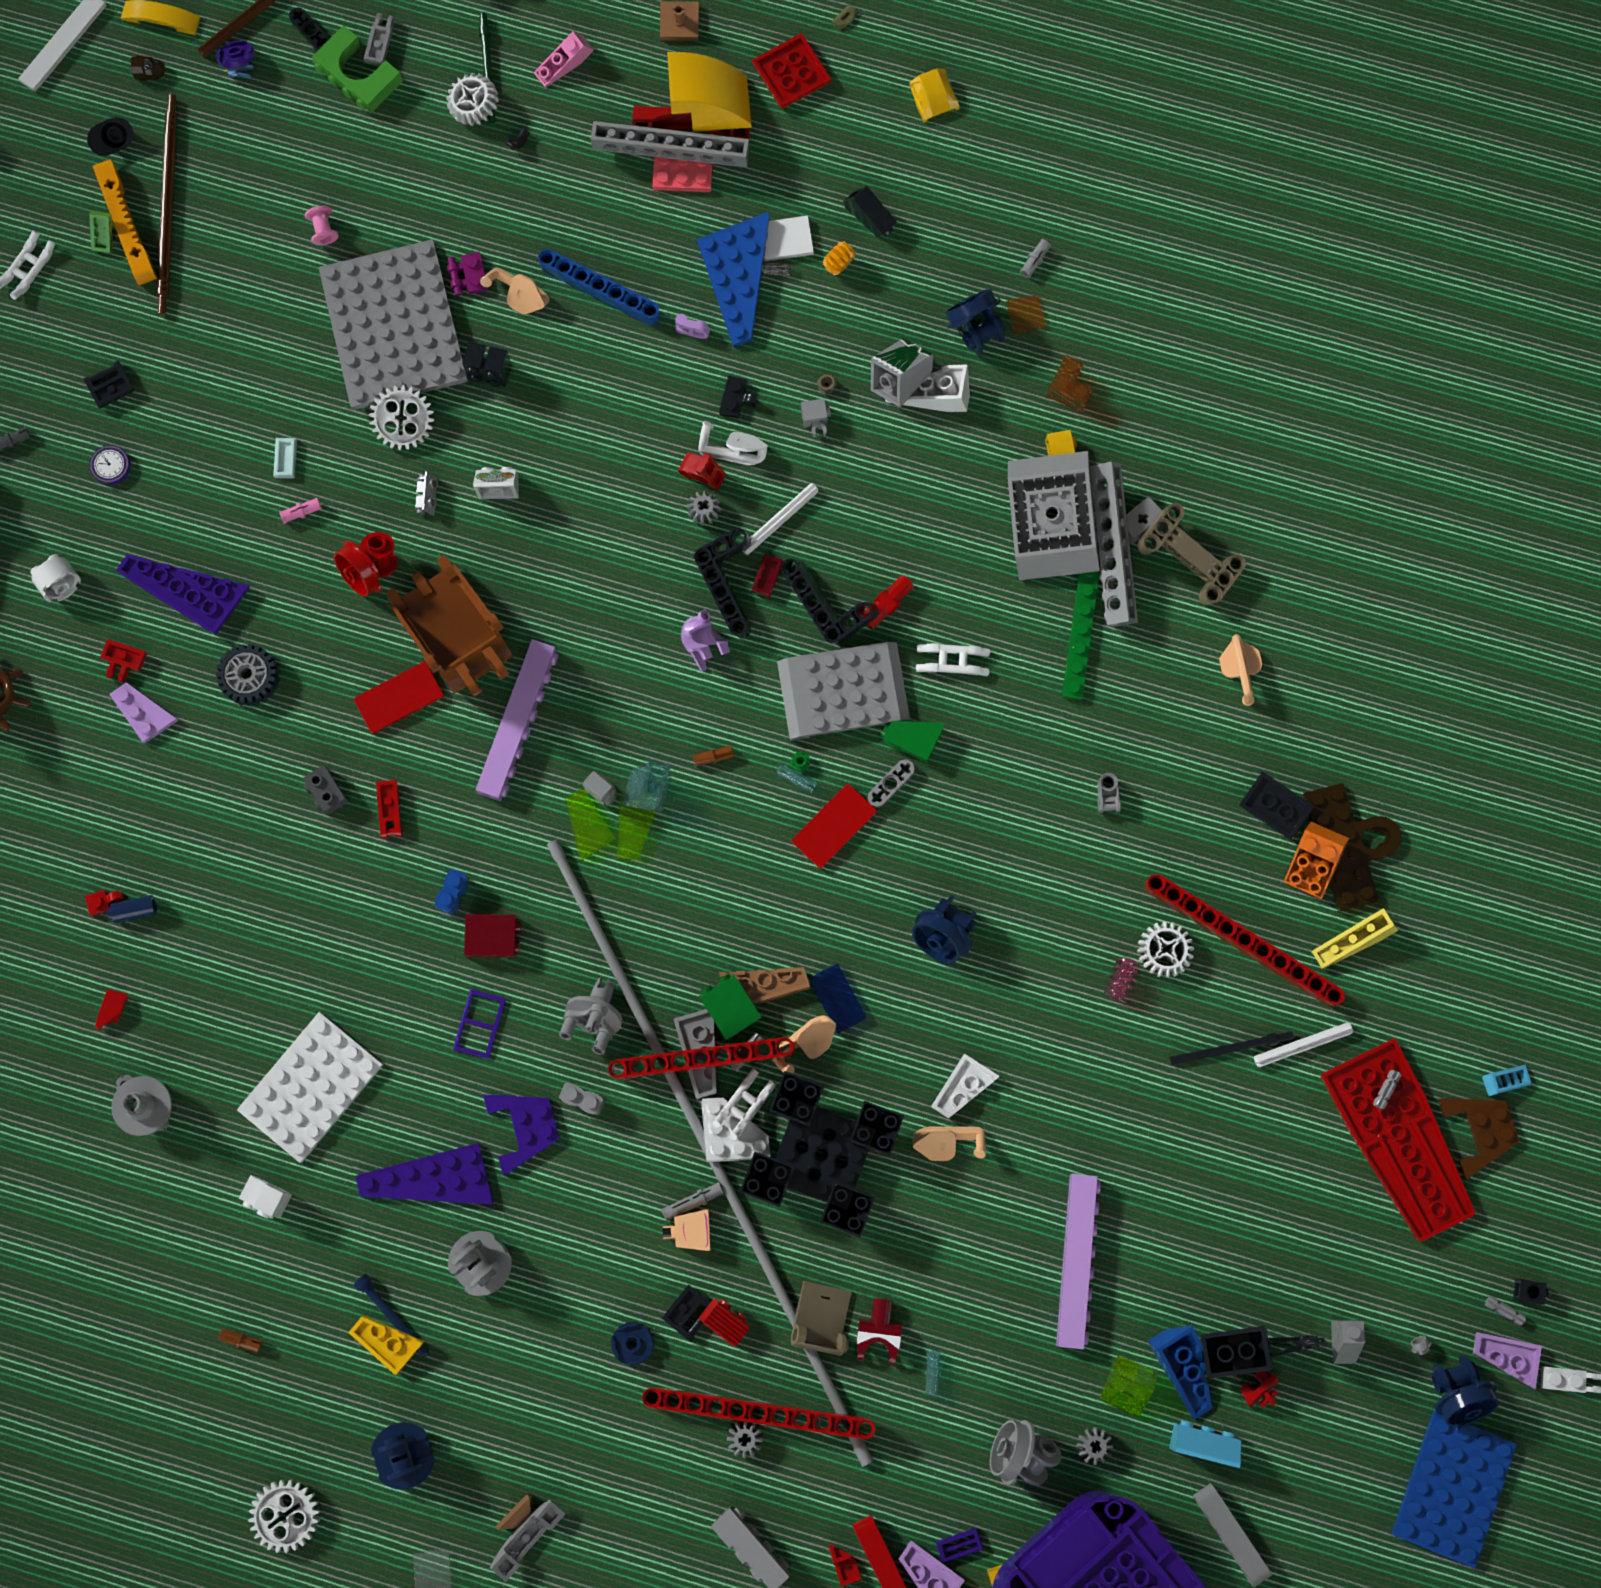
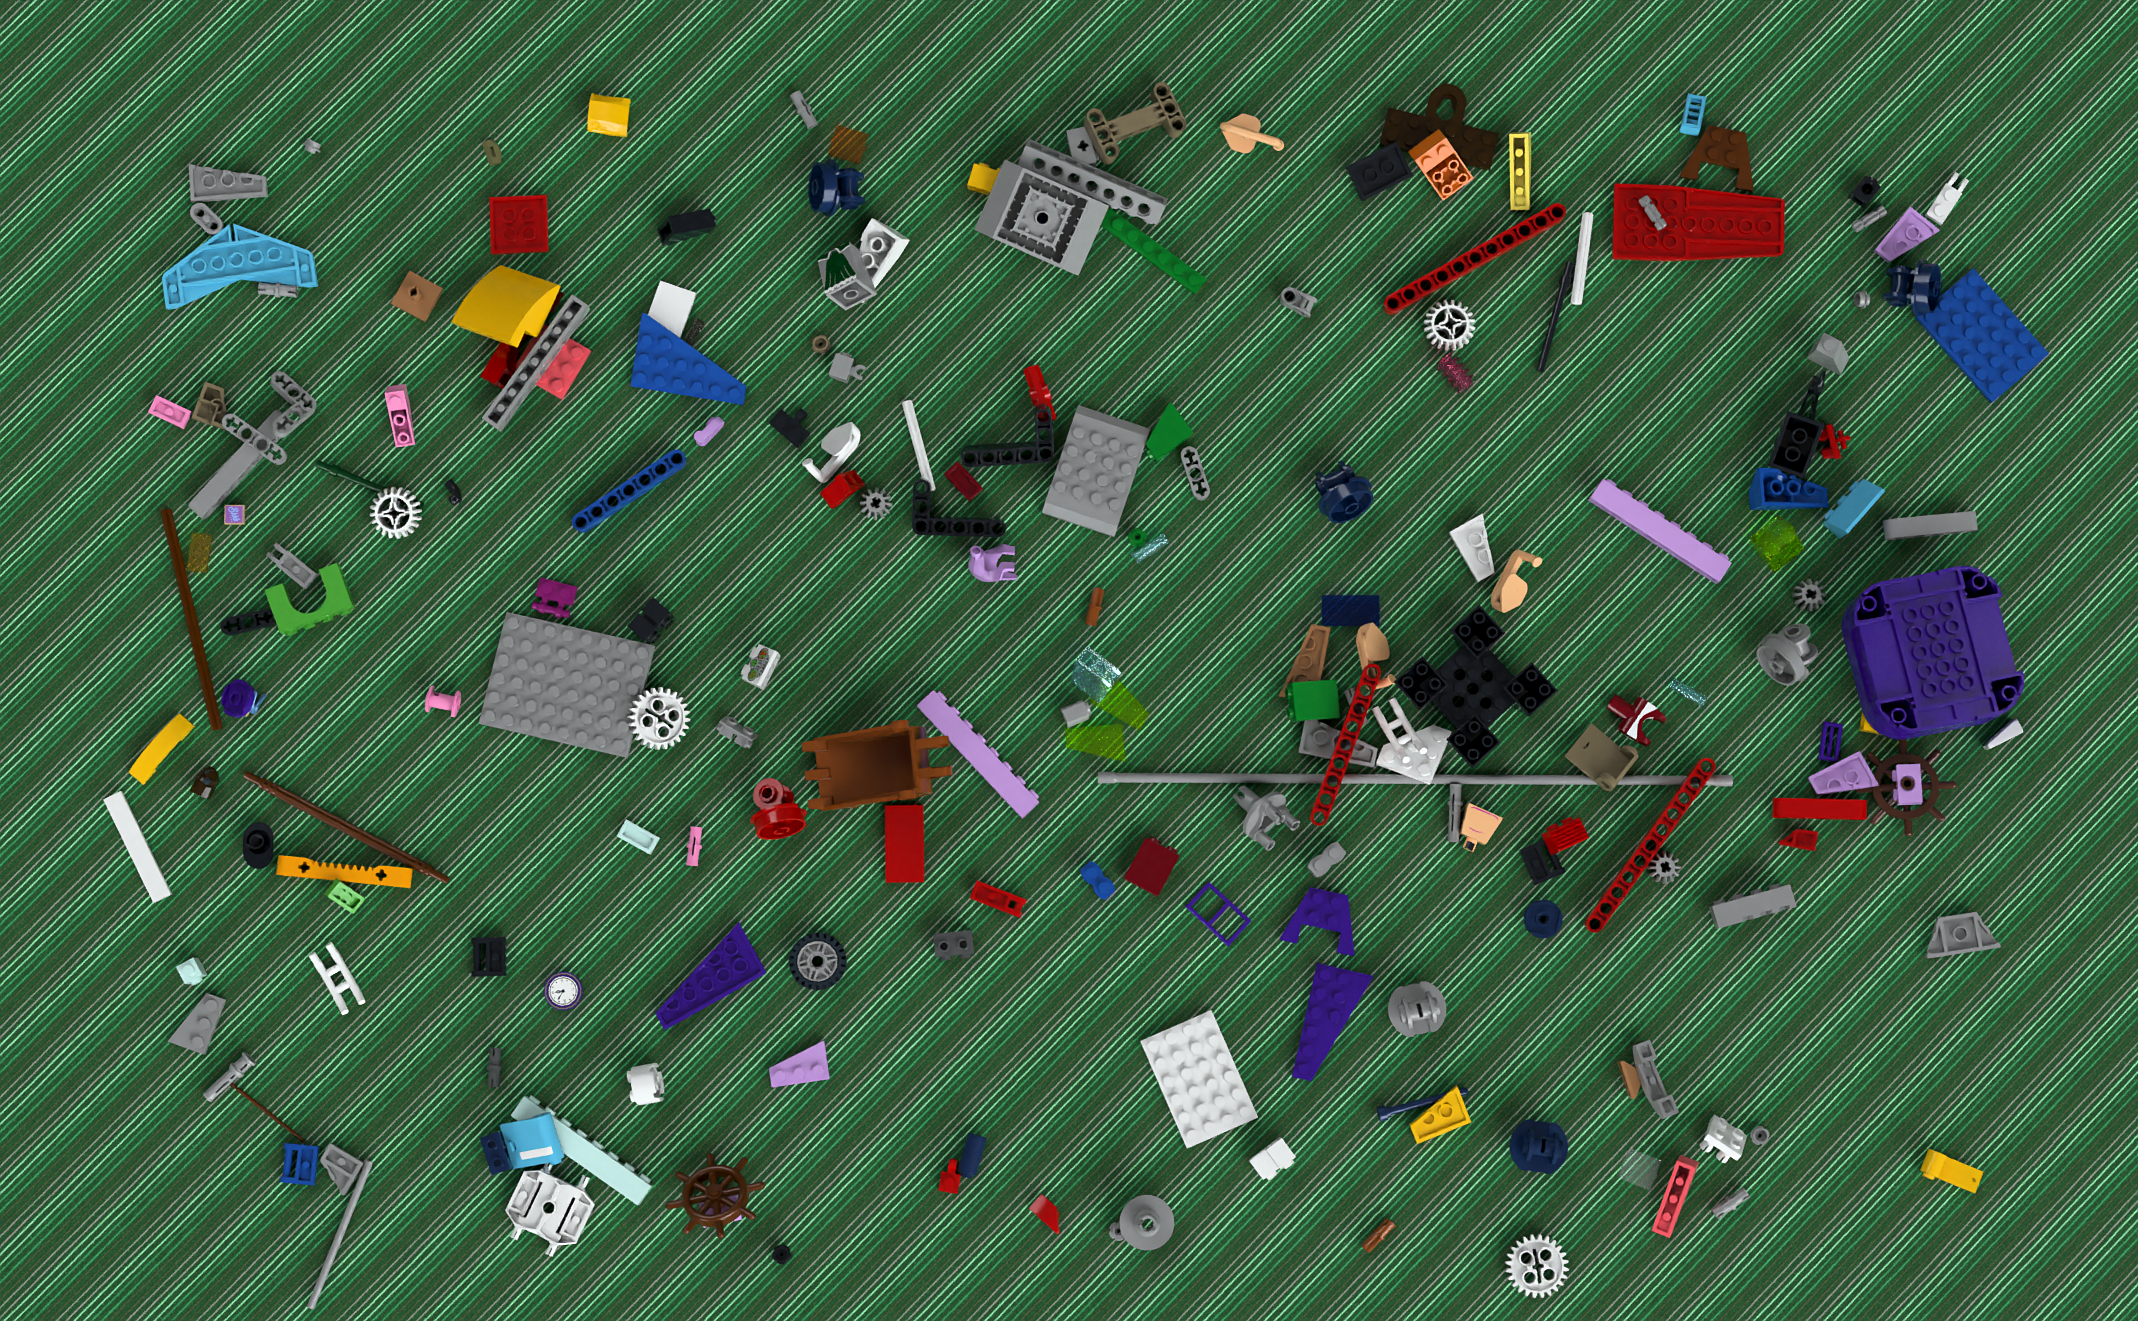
camera: 65 degrees left, 5 degrees up
(124, 656) = (744, 1060): red hinge -> none
(523, 292) = (601, 558): light nougat piece -> none
(834, 826) = (1206, 538): red tile -> none
(839, 258) = (716, 274): light orange gear -> none
(963, 652) = (1105, 369): white piece -> none
(1067, 389) = (933, 146): clear orange brick -> none

